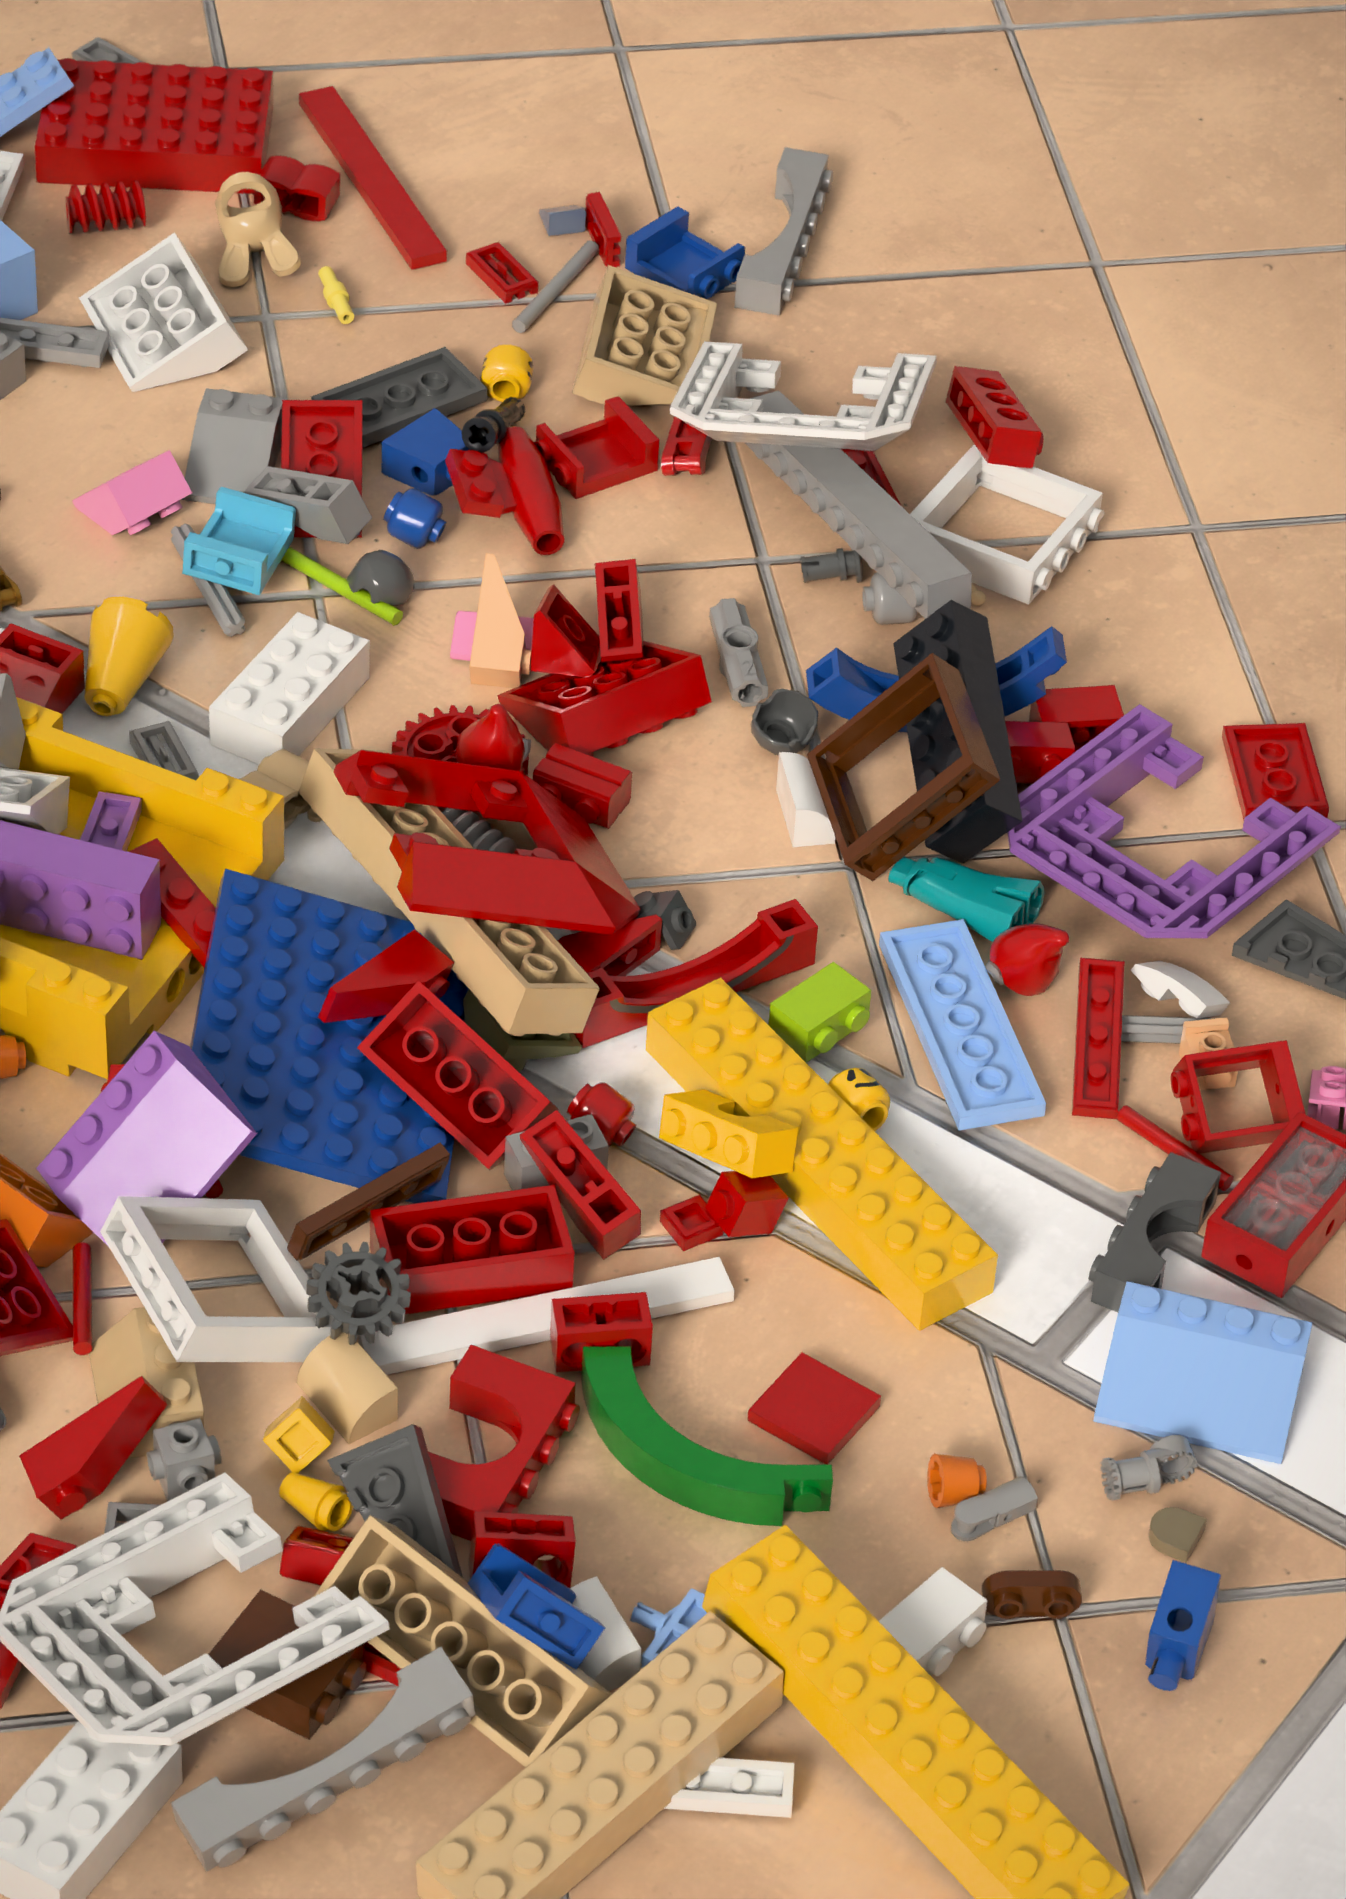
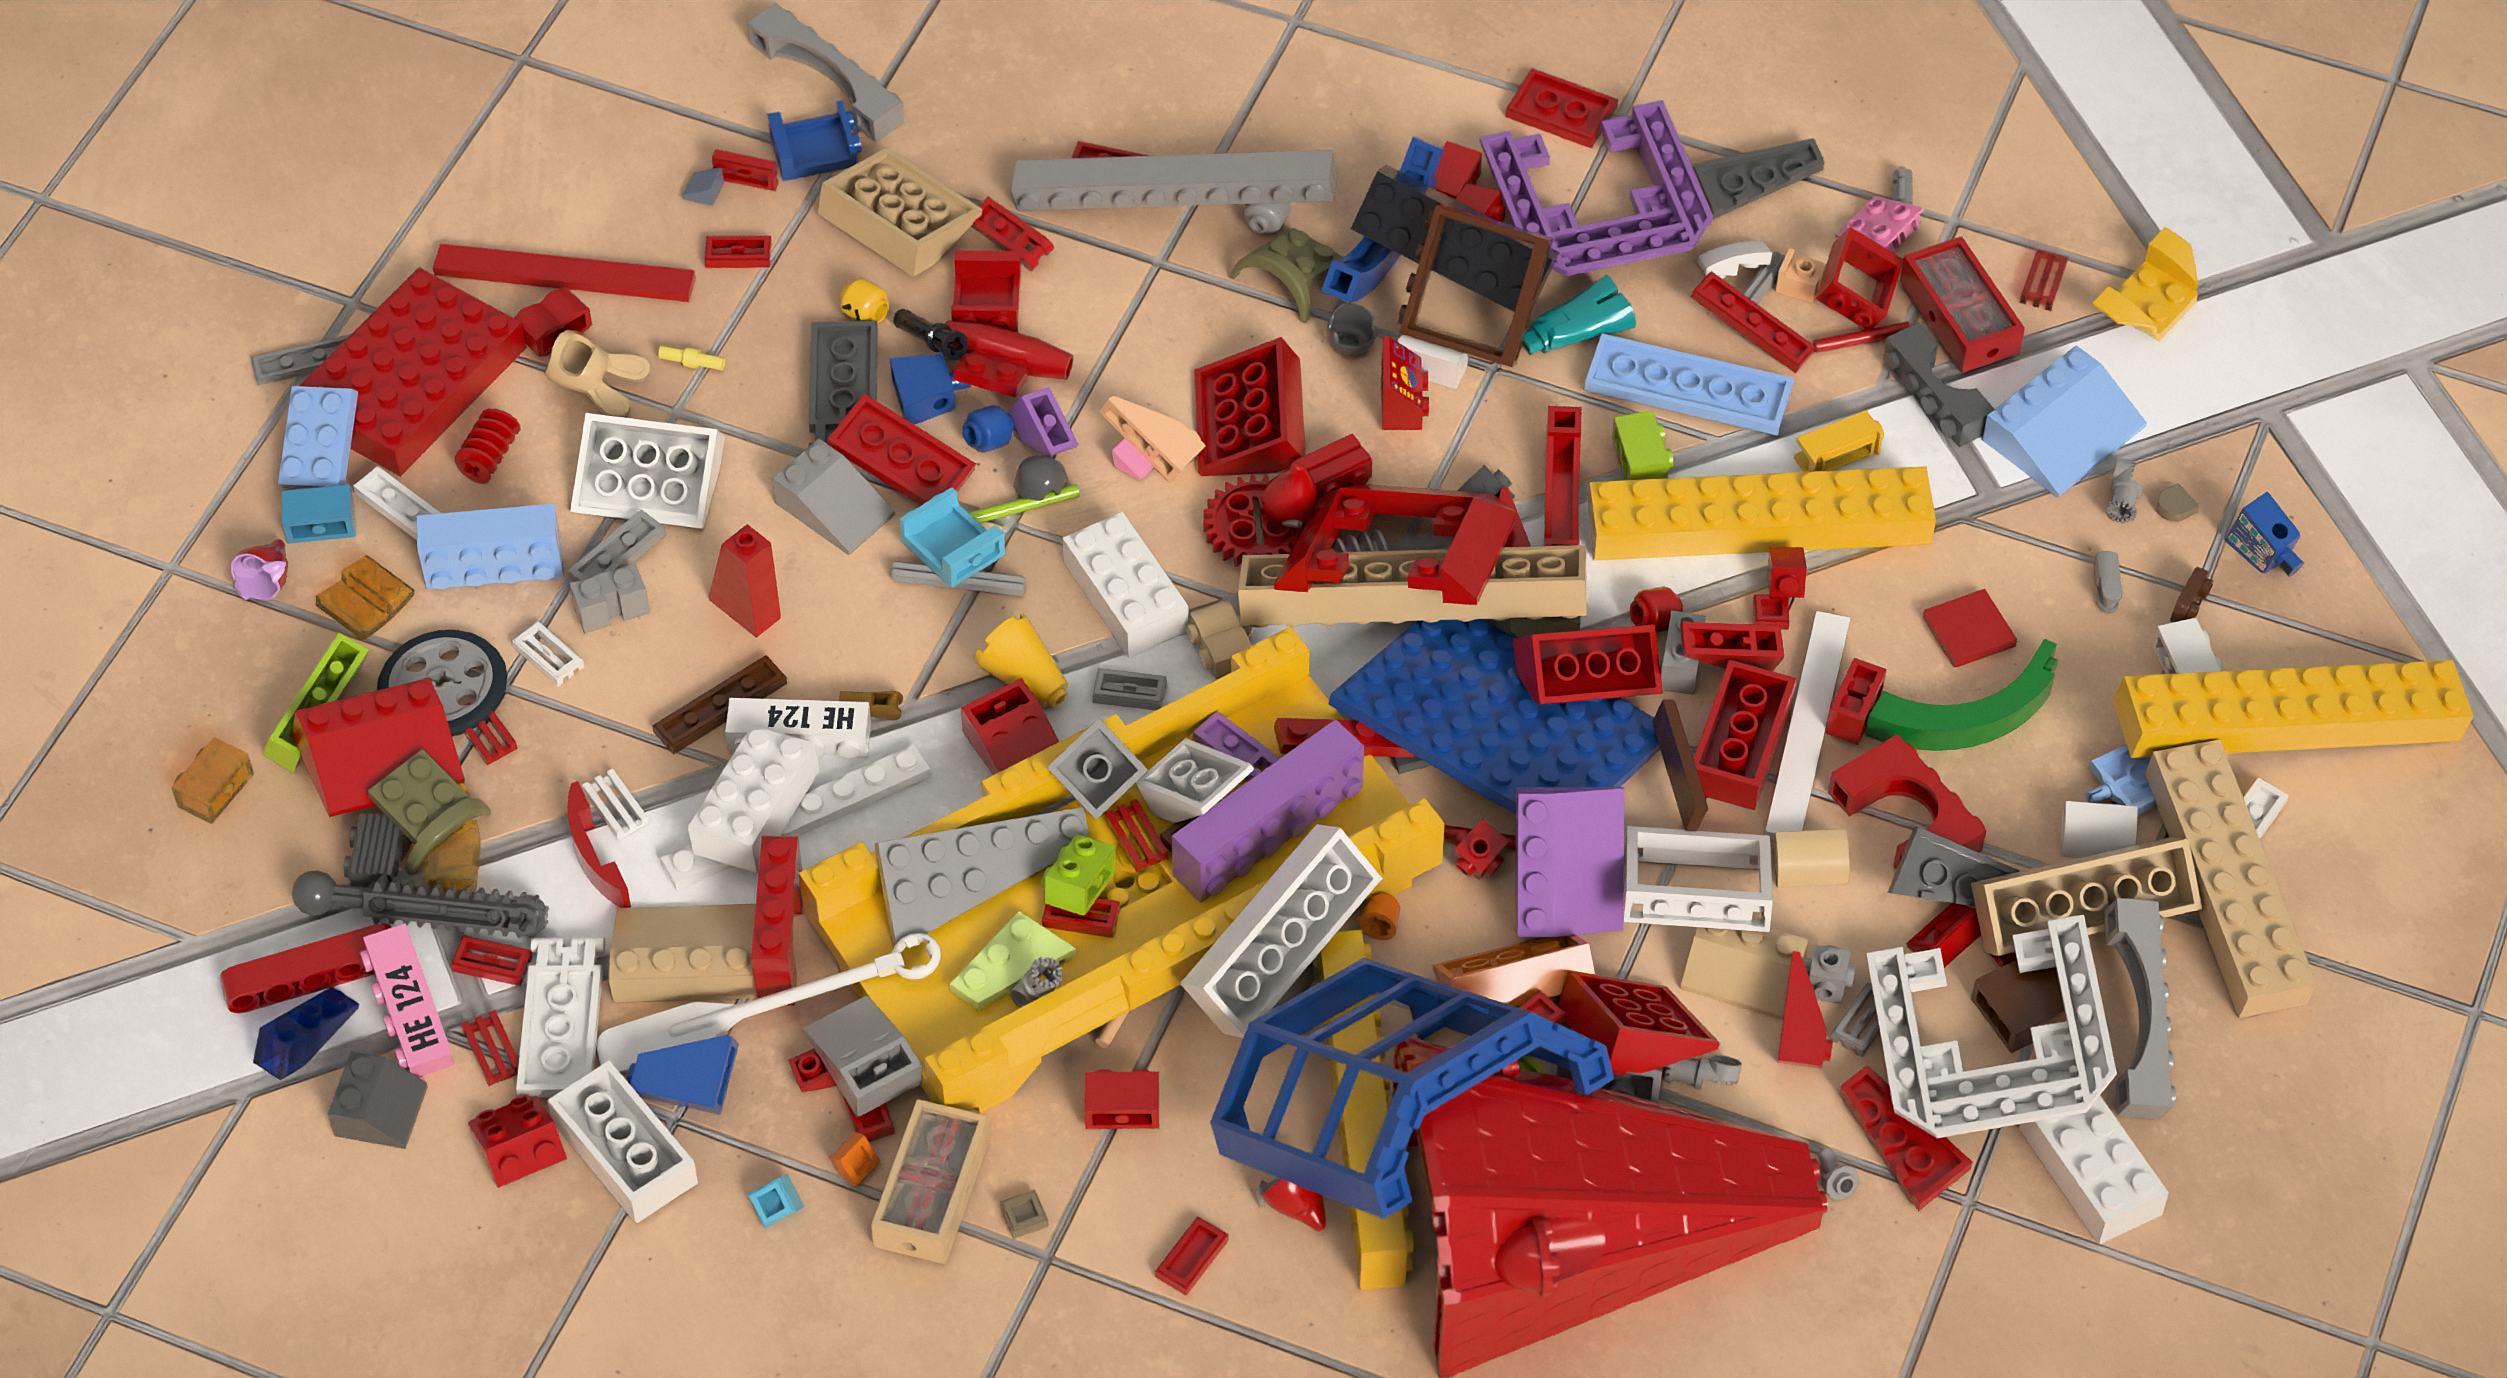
camera: 55 degrees left, 10 degrees up
(50, 413) = (746, 581): none -> red slope
(82, 1299) = (1639, 968): red bar -> none
(136, 495) = (837, 578): bright pink slope -> none
(298, 1435) = (1837, 904): yellow panel -> none
(317, 1500) = (1898, 920): yellow cone -> none
(323, 504) = (961, 467): light grey slope -> none
(360, 1298) = (1767, 807): dark grey gear -> none
(386, 979) = (1486, 648): red slope -> none
(449, 546) = (1042, 423): none -> medium lavender slope
(529, 1538) = (2018, 829): red brick -> none
(535, 1606) = (2127, 835): blue panel -> none
(555, 286) = (779, 229): light grey bar -> none
(563, 638) = (1191, 407): red slope -> none
(619, 610) = (1185, 363): red slope -> none
(708, 1127) = (1754, 545): yellow arch -> none
(718, 373) = (1128, 126): white slope -> none
(733, 783) = (1402, 387): none -> red slope
(738, 652) = (1258, 319): light grey piece -> none
(823, 629) = (1295, 261): none -> olive piece
(832, 566) = (1206, 222): dark grey pin -> none
(863, 1095) = (1730, 463): yellow head -> none
(954, 1479) = (2077, 589): orange hat -> none
(983, 1180) = (1839, 443): none -> yellow window
(994, 417) = (1136, 61): red brick -> none
(1027, 957) = (1664, 315): red hat -> none
(1034, 486) = (1174, 92): white window -> none

